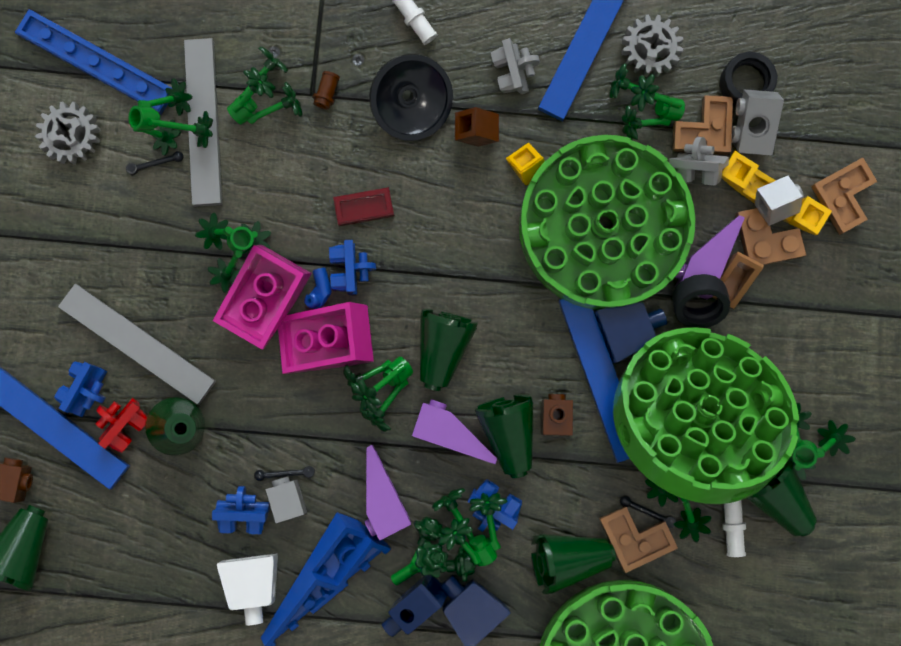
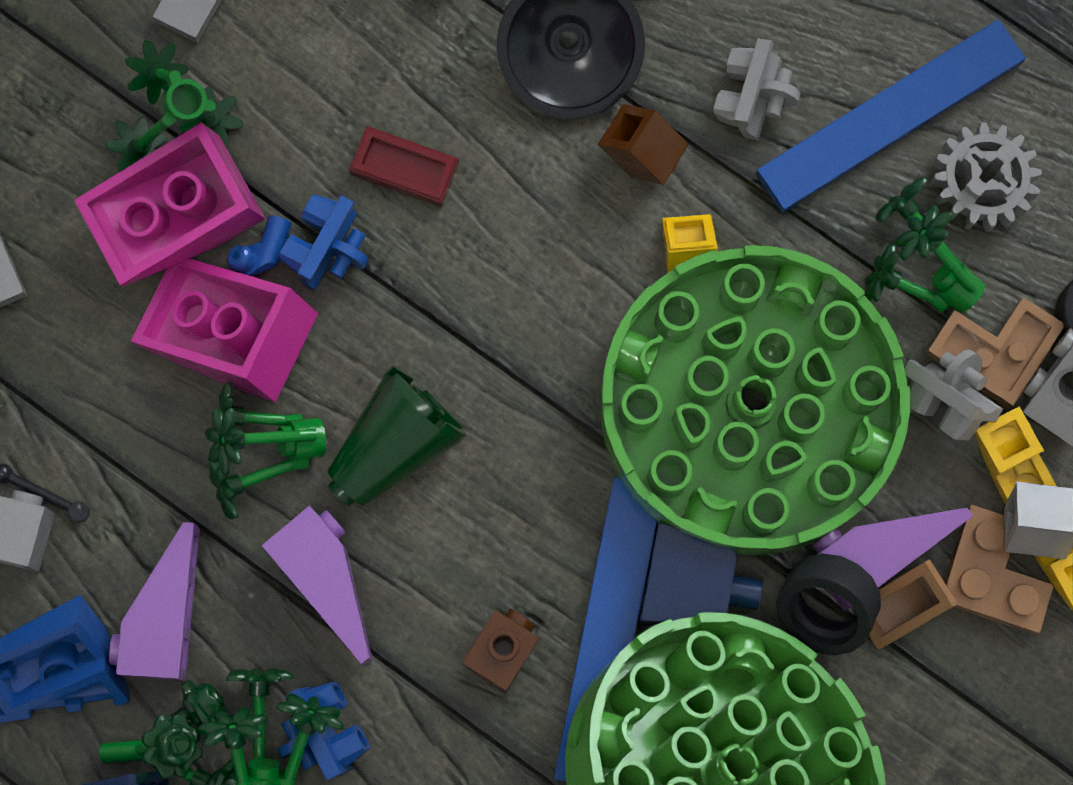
camera: 30 degrees right, 5 degrees down
(509, 432) = (413, 631): dark green cone -> none

